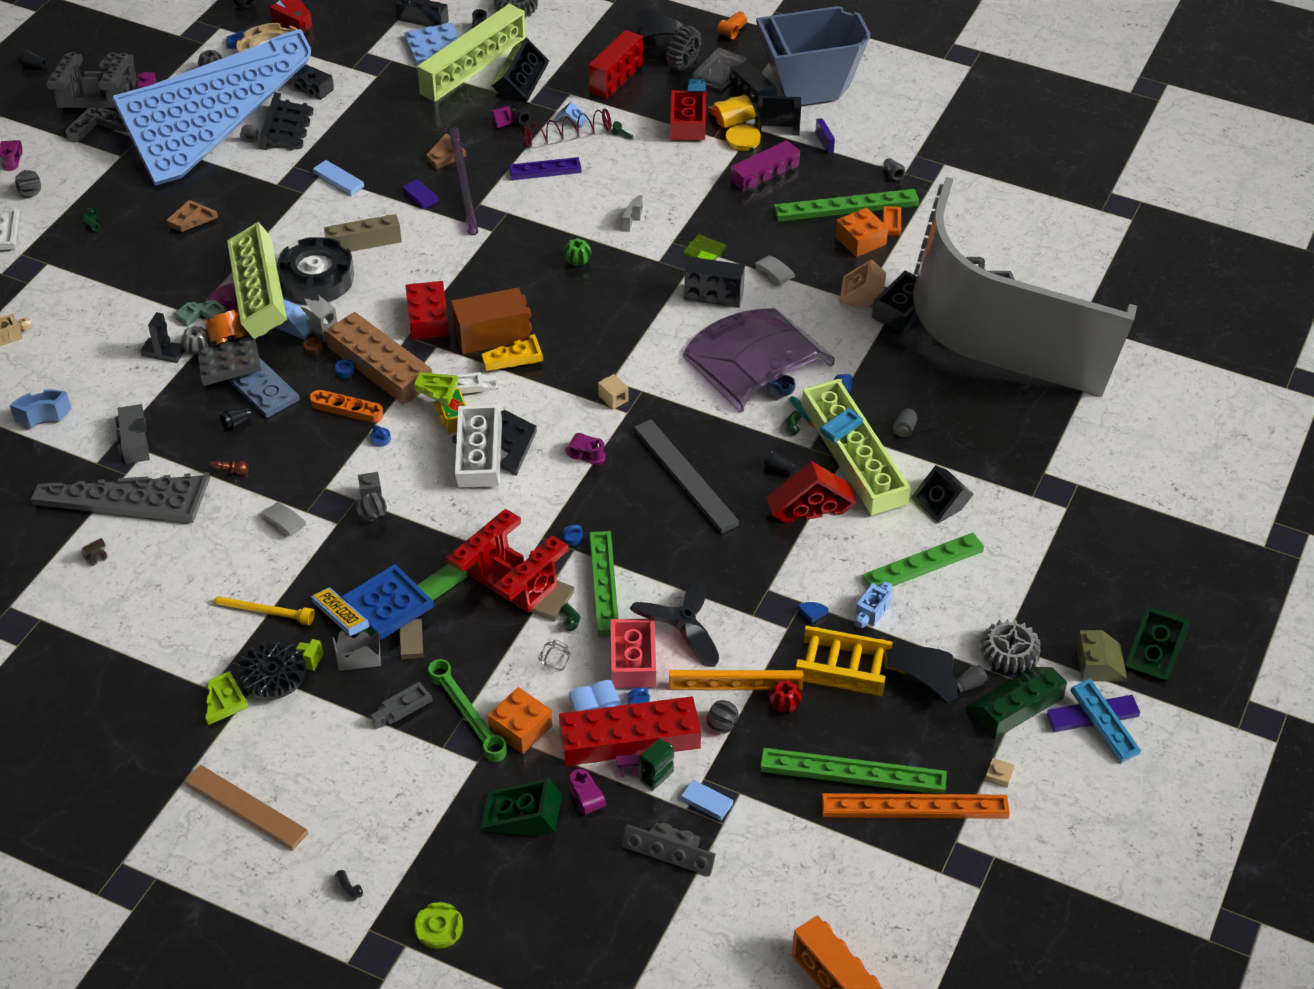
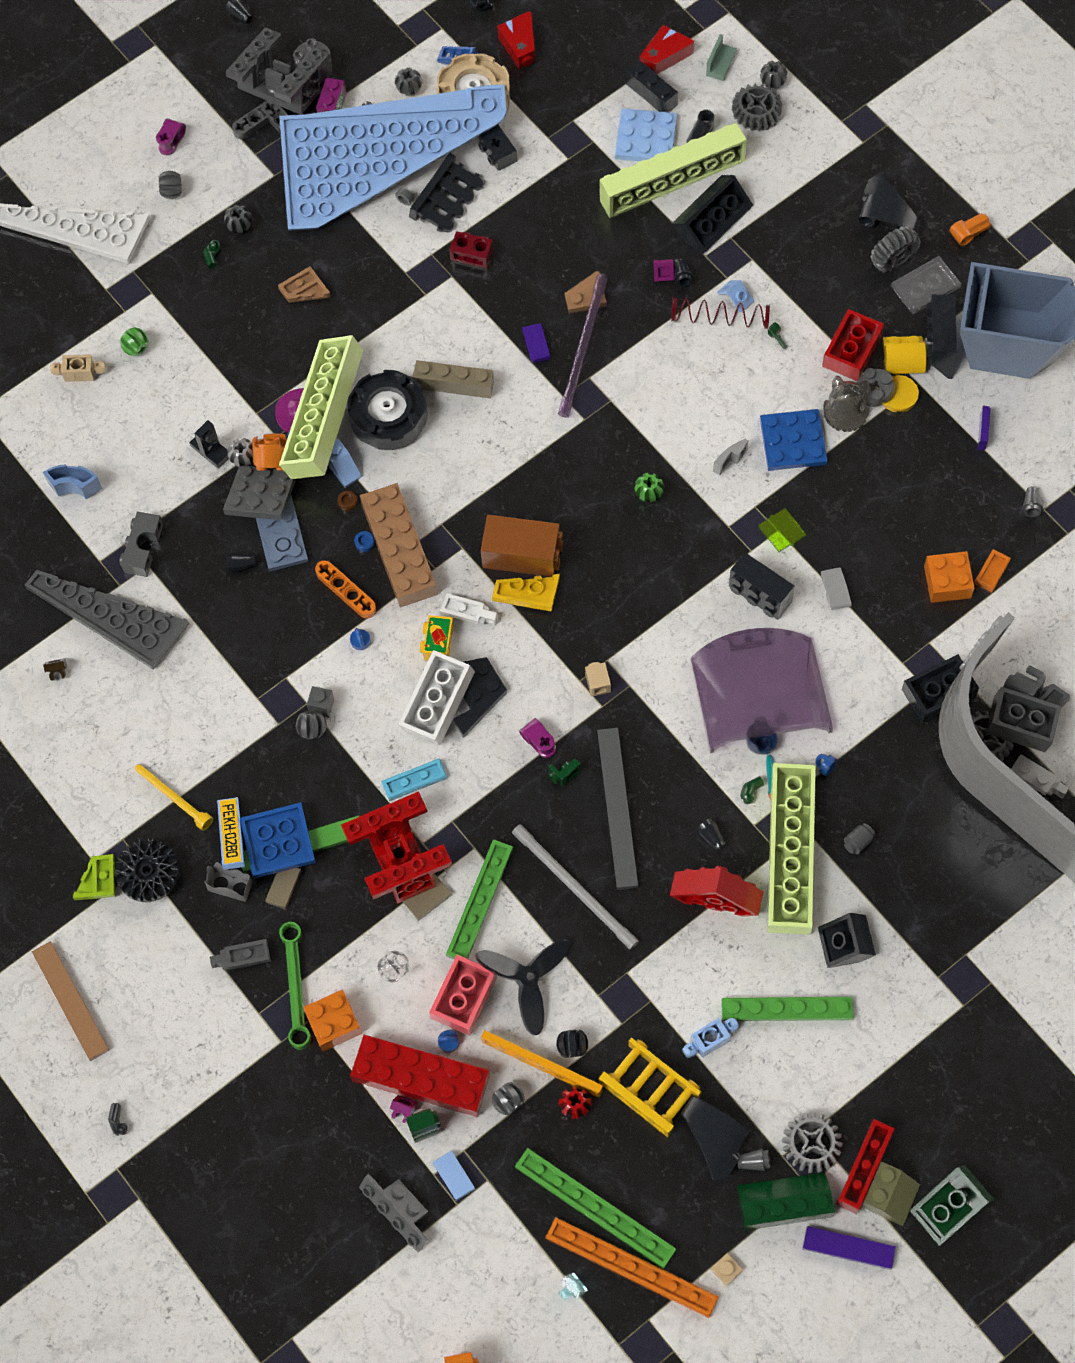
camera: 30 degrees right, 20 degrees up
(50, 295) = (134, 341): none -> bright green piece
(104, 188) = (238, 219): none -> dark grey piece
(191, 311) = (258, 410): sand green tile -> none
(239, 468) = (219, 622): copper bar -> none
(284, 518) = (231, 701): light grey slope -> none
(311, 653) = (189, 866): lime tile -> none
(322, 310) = (360, 478): light grey piece -> none
(328, 148) = (470, 253): none -> dark red brick
(338, 177) = (466, 289): light blue tile -> none
(427, 310) = (470, 503): red brick -> none
(437, 386) = (429, 611): lime wing -> none
(438, 925) = (172, 1193): lime tile -> none
(488, 514) = (414, 779): none -> medium azure tile
(522, 809) = (291, 1113): dark green slope -> none
(545, 168) = (675, 357): dark purple tile -> none
(572, 535) = (478, 832): blue tile -> none
(572, 615) = (433, 927): dark green arm -> none
(585, 792) = (352, 1125): magenta piece -> none
(595, 696) = (407, 1029): light blue brick -> none
(616, 64) = (812, 245): red brick -> none
(623, 467) = (567, 773): none -> dark green bracket
(676, 190) = (793, 439): none -> blue plate
(696, 85) = (882, 307): dark azure tile -> none
(707, 151) = (846, 405): none -> clear smoke hair
(726, 129) = (883, 380): none -> dark grey plate
(745, 560) = (621, 932): none -> light grey piece
(755, 652) = (572, 1043): none -> black piece
(765, 165) = (899, 445): magenta brick -> none
(778, 111) = (947, 379): black panel -> none
(813, 610) = (653, 1017): blue tile -> none
(841, 425) = (784, 825): dark azure tile -> none
(845, 205) = (957, 530): bright green plate -> none
(863, 284) = (913, 647): light nougat slope -> none
(872, 839) = (572, 1287): none -> clear light blue tile
(1068, 642) = (865, 1166): none -> red brick
(1105, 720) = (852, 1264): dark azure tile -> none

